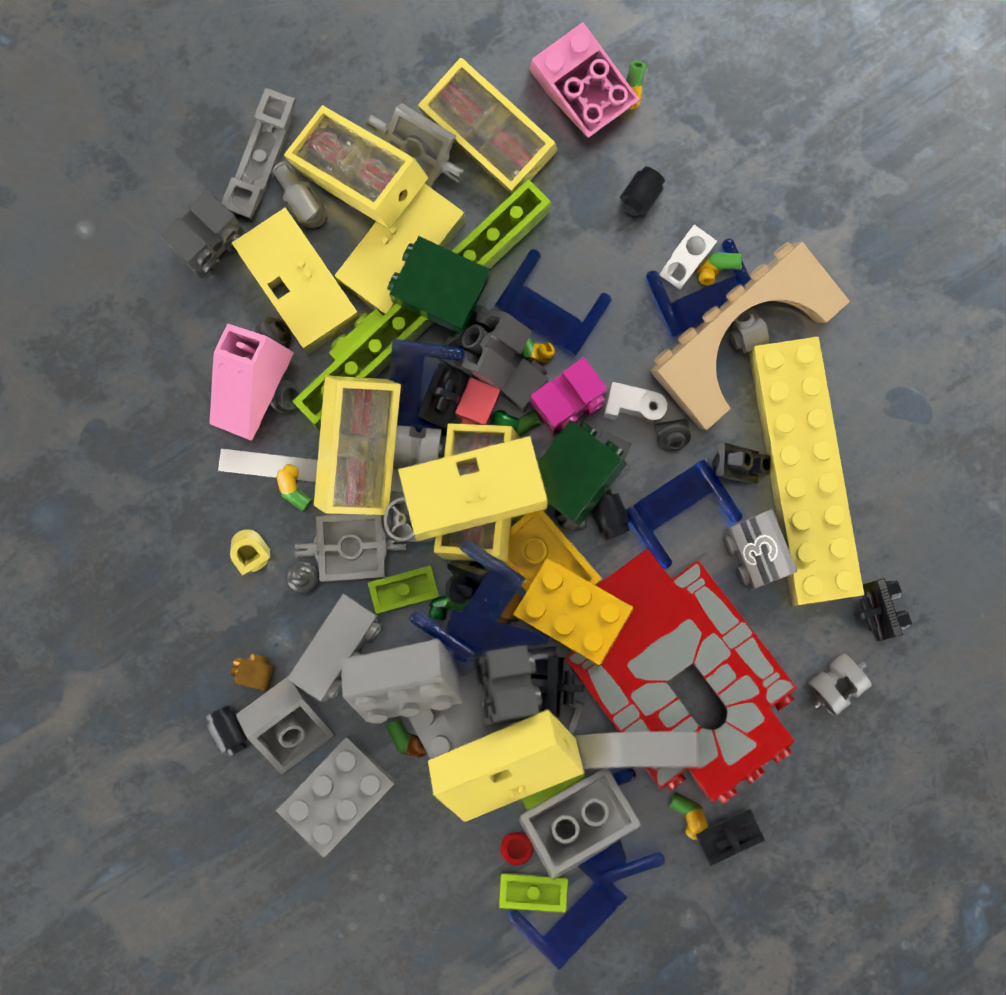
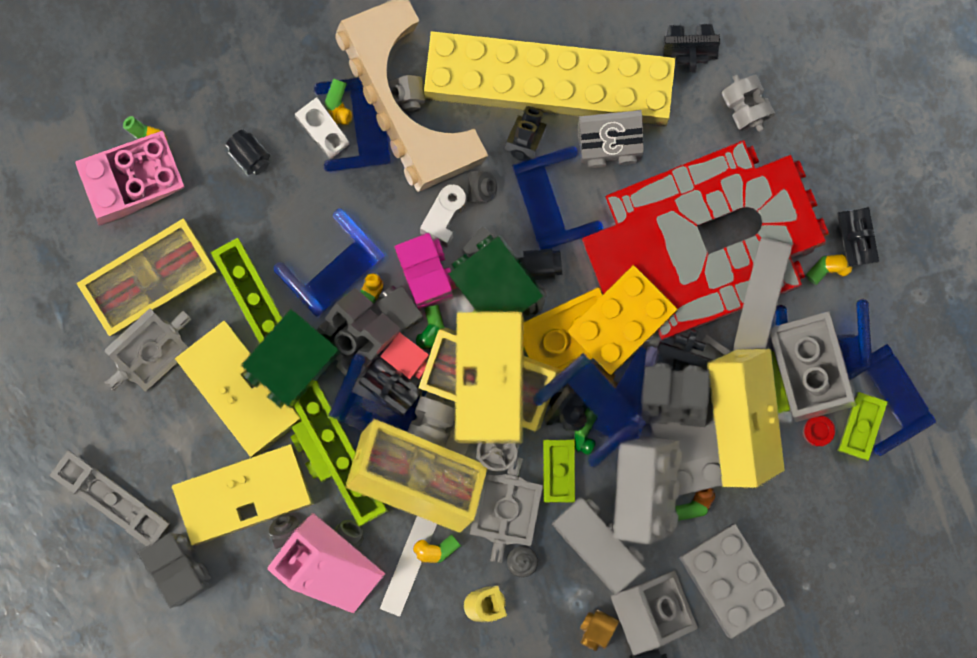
camera: 75 degrees left, 0 degrees up
(299, 197) = (161, 472): light grey arm -> none
(356, 166) = (152, 409): brick -> none

